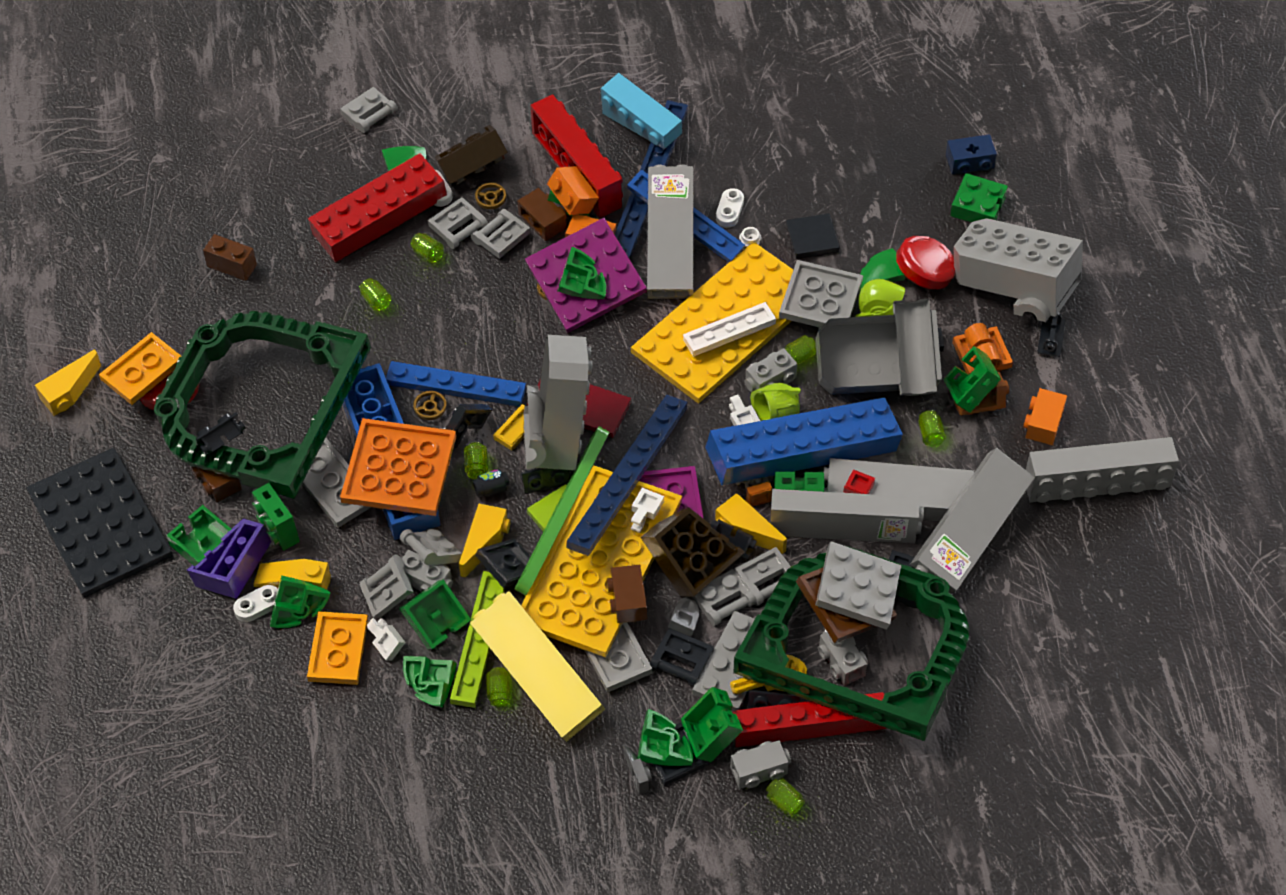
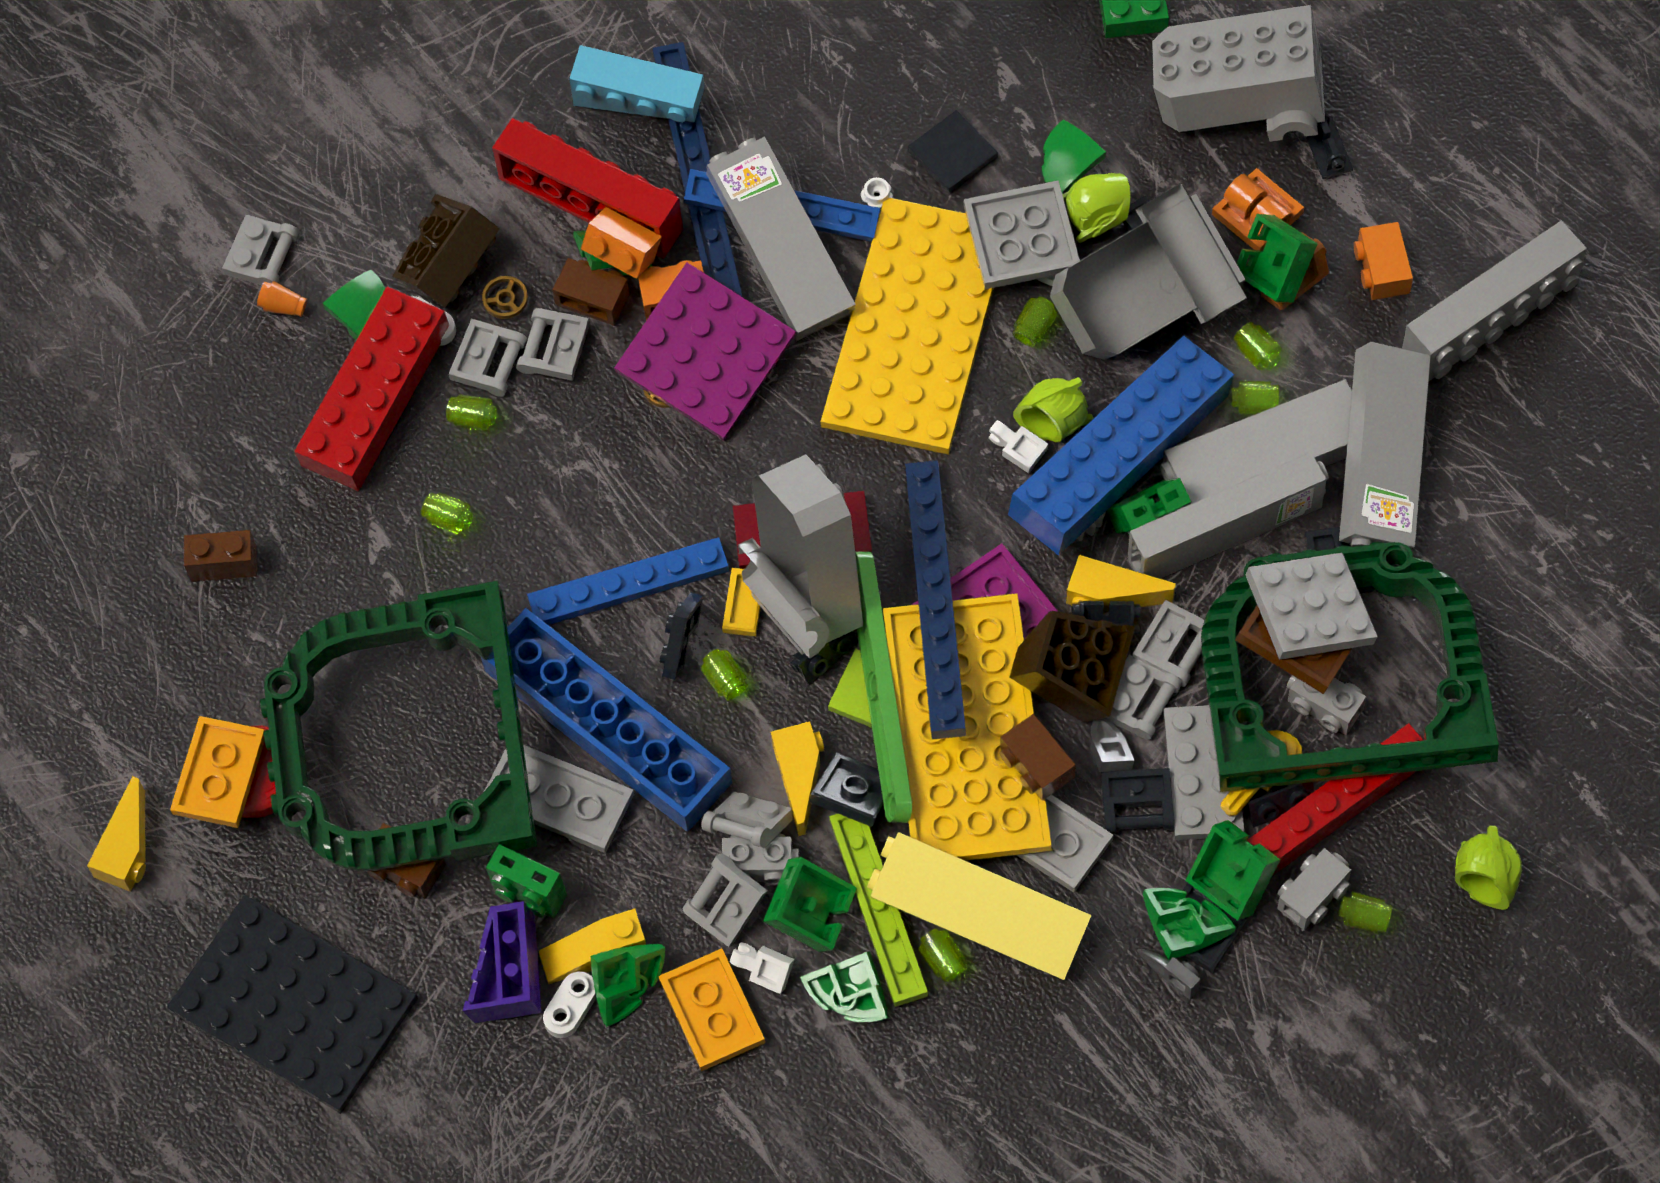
camera: 25 degrees left, 10 degrees up
(205, 535) = (447, 957): green piece -> none
(211, 436) = (390, 824): black hinge -> none
(360, 138) = (280, 300): none -> orange cone
(398, 467) = (647, 737): orange plate -> none
(431, 402) = (615, 623): pearl gold piece -> none
(491, 483) = (763, 695): black brick -> none
(581, 277) = (707, 359): green brick -> none
(645, 505) = (986, 631): white plate -> none
(729, 329) = (935, 337): white plate -> none
(730, 203) = (822, 161): white plate -> none
(759, 494) = (1102, 540): orange tile -> none
(776, 368) = (1018, 369): light grey brick -> none
(859, 483) = (1222, 468): red tile -> none
(882, 809) = (1489, 869): none -> lime helmet
(910, 455) = (1254, 396): none -> clear neon green brick
(926, 262) = (1122, 122): red piece -> none

